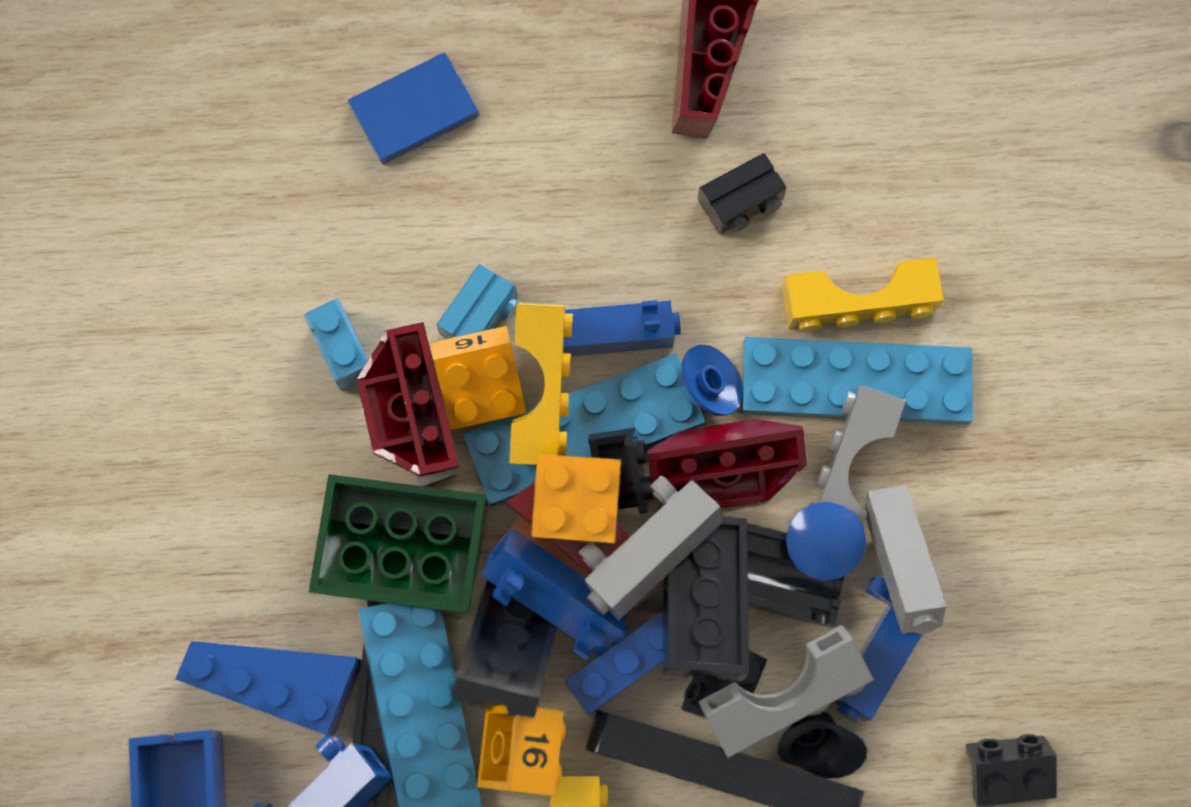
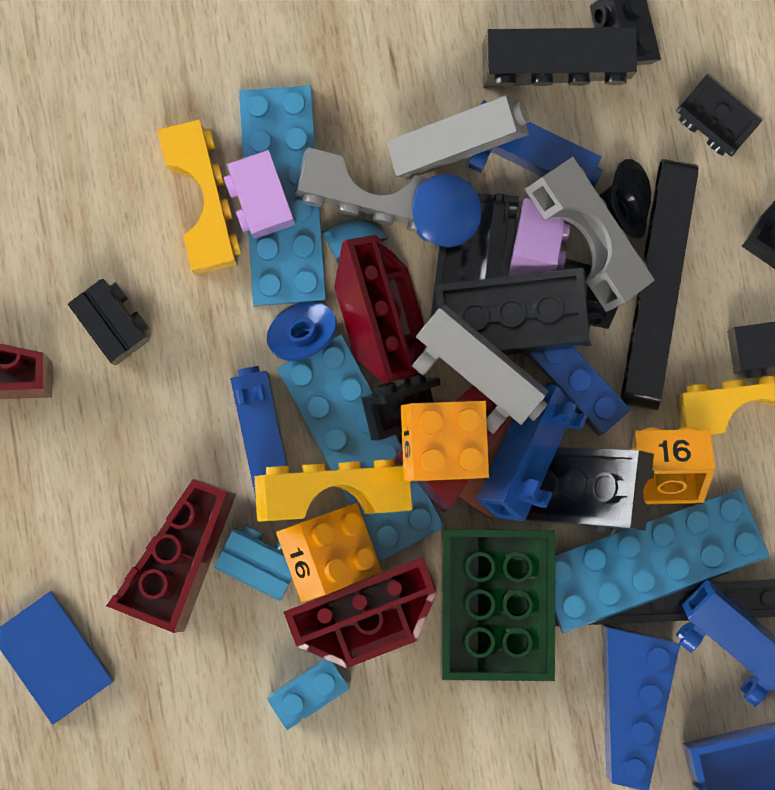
camera: 95 degrees left, 10 degrees up
(492, 231) = (176, 560): none -> dark red wedge
(781, 636) = (538, 242): none -> lavender brick
(814, 448) = (349, 230): none -> dark azure brick
(859, 350) = (259, 194): none -> lavender brick
(987, 683) = (558, 56): none -> black wedge

